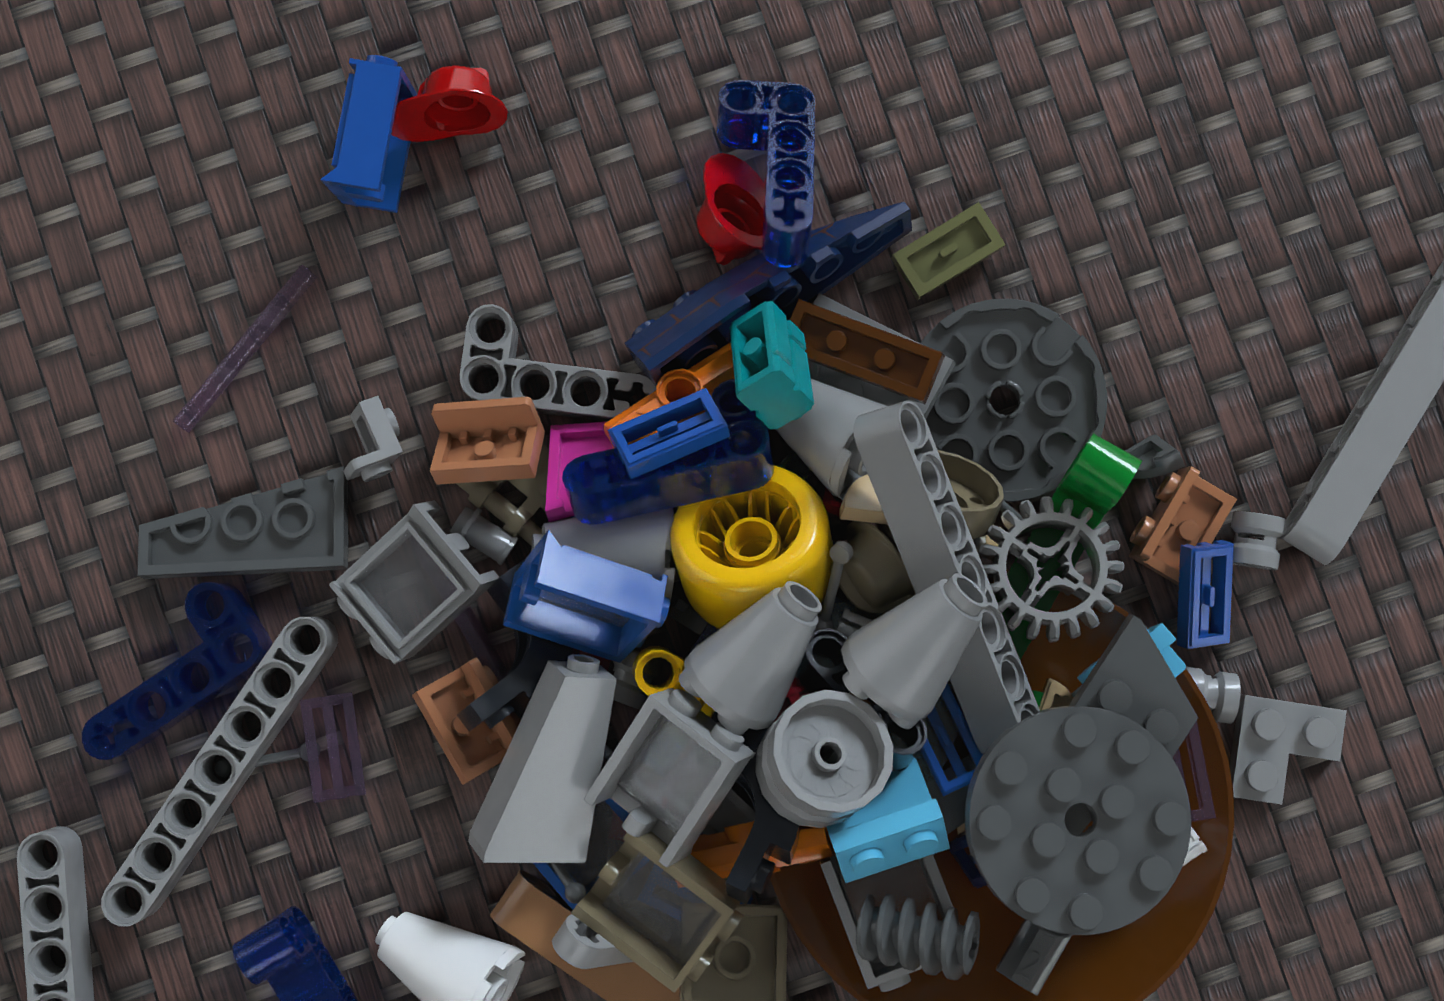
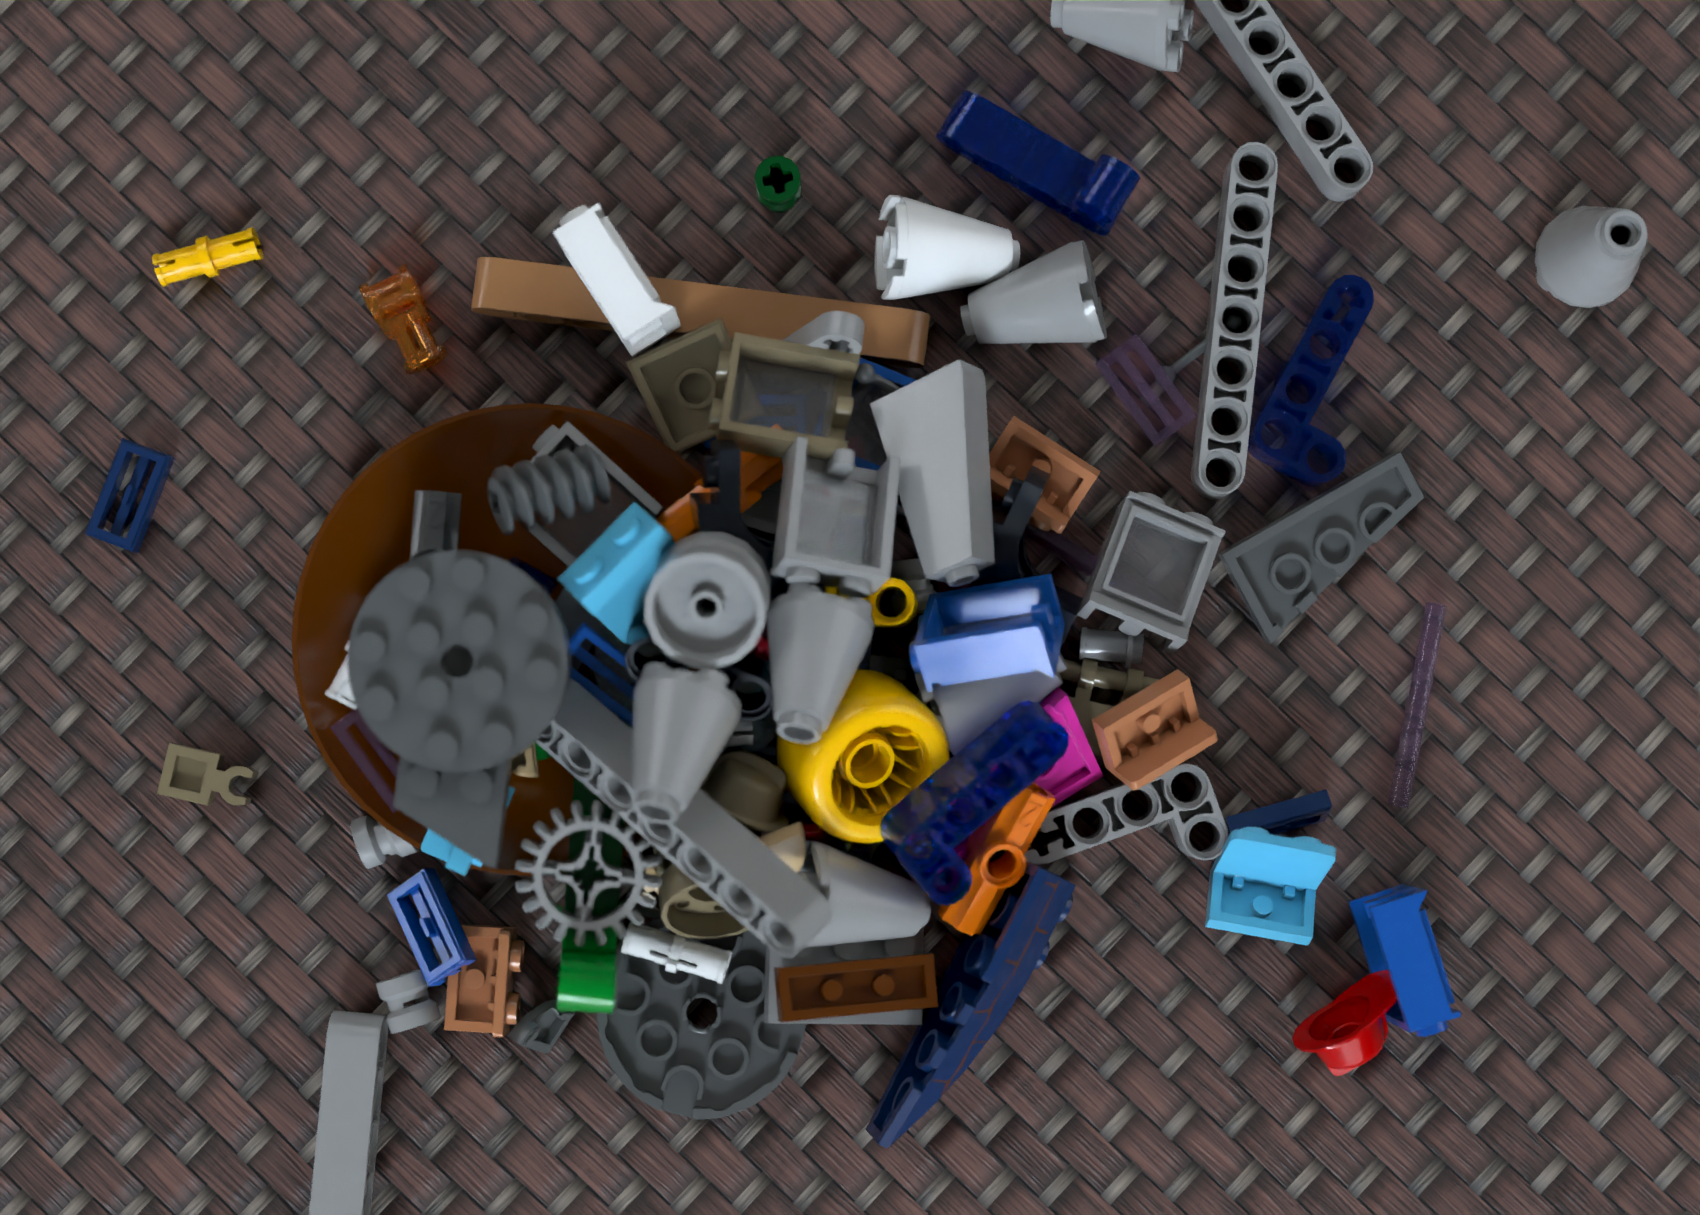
camera: 150 degrees right, 0 degrees up
(379, 435) = (1254, 688): light grey bracket -> none
(385, 875) = (1040, 302): none -> light grey cone
(417, 311) = (1285, 815): none -> dark blue tile
(458, 258) = (1267, 885): none -> medium azure bracket
(672, 438) = (986, 815): blue tile -> none
(731, 208) = (1038, 1063): red piece -> none
(771, 365) = (932, 928): teal brick -> none
(782, 123) = (1037, 1166): clear blue beam -> none
(840, 554) = (783, 789): light grey hinge -> none
(948, 251) = (822, 1126): olive plate -> none
(1001, 461) = (676, 952): none -> white pin
(1271, 731) = (311, 829): light grey plate -> none
(1346, 832) = (198, 775): none -> dark tan plate

